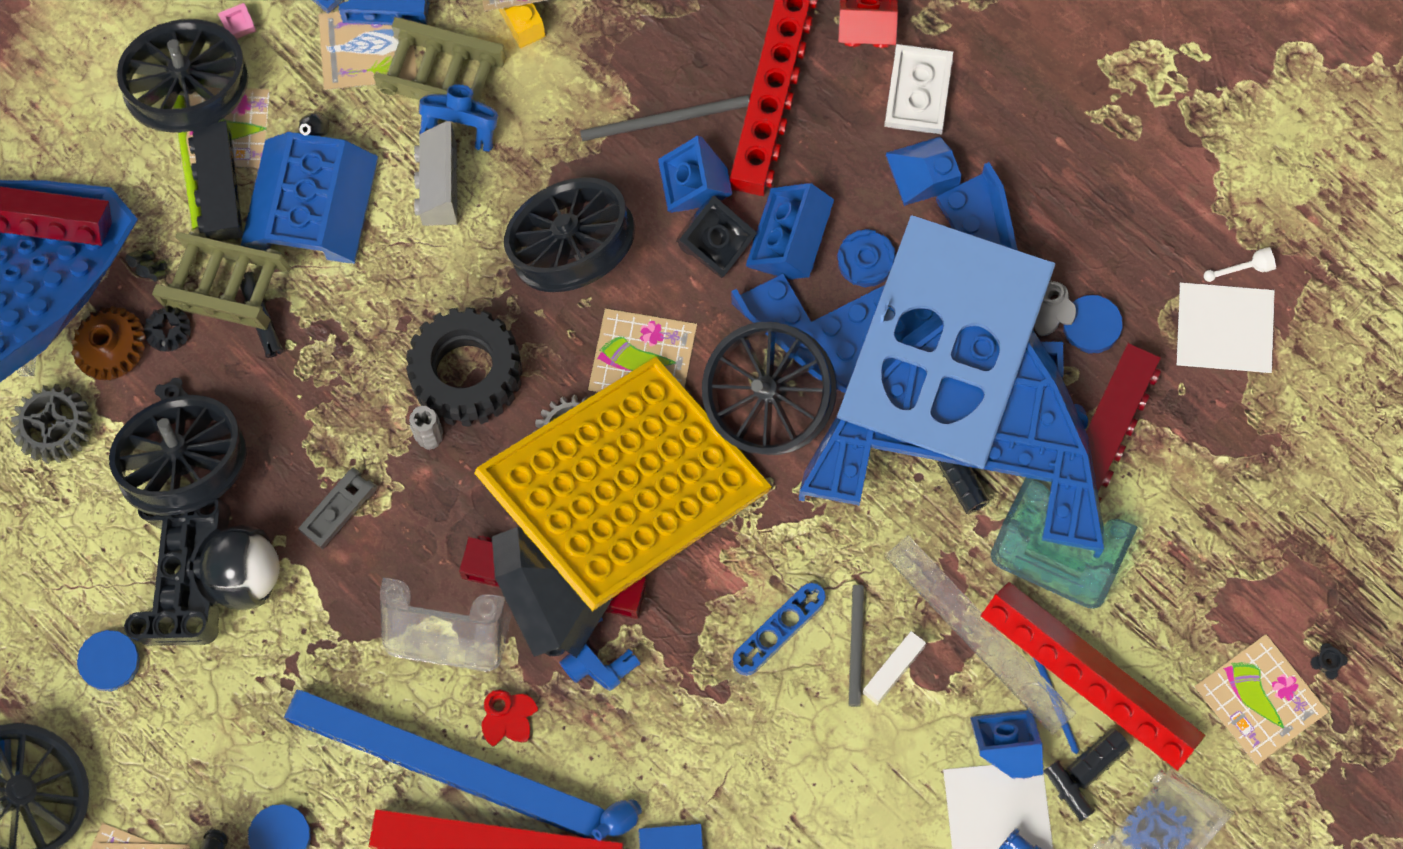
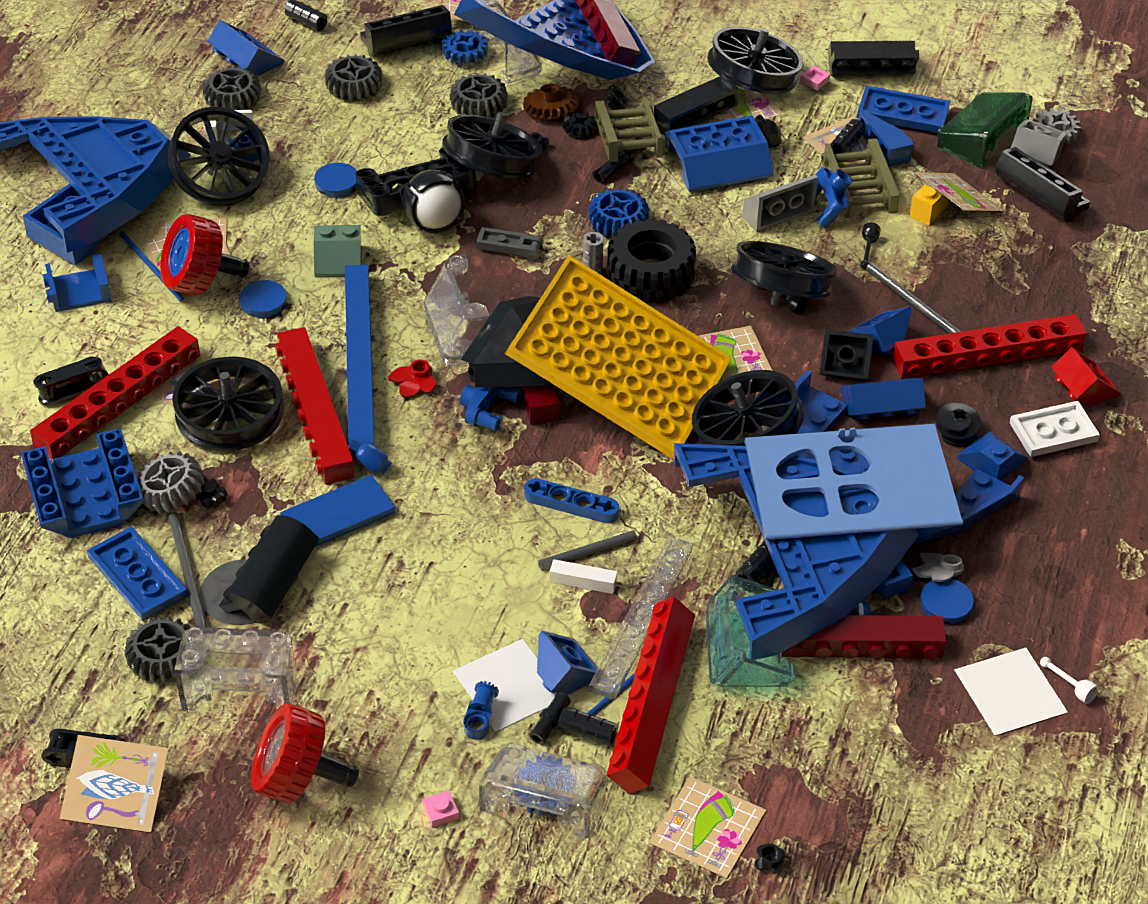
camera: 60 degrees right, 25 degrees down
(249, 715) = (335, 248): none -> sand green slope
(365, 45) = (848, 137): none -> black axle
(379, 364) = (616, 209): none -> blue gear
(535, 106) = (870, 234): none -> black hinge
(864, 191) = (958, 424): none -> black piece

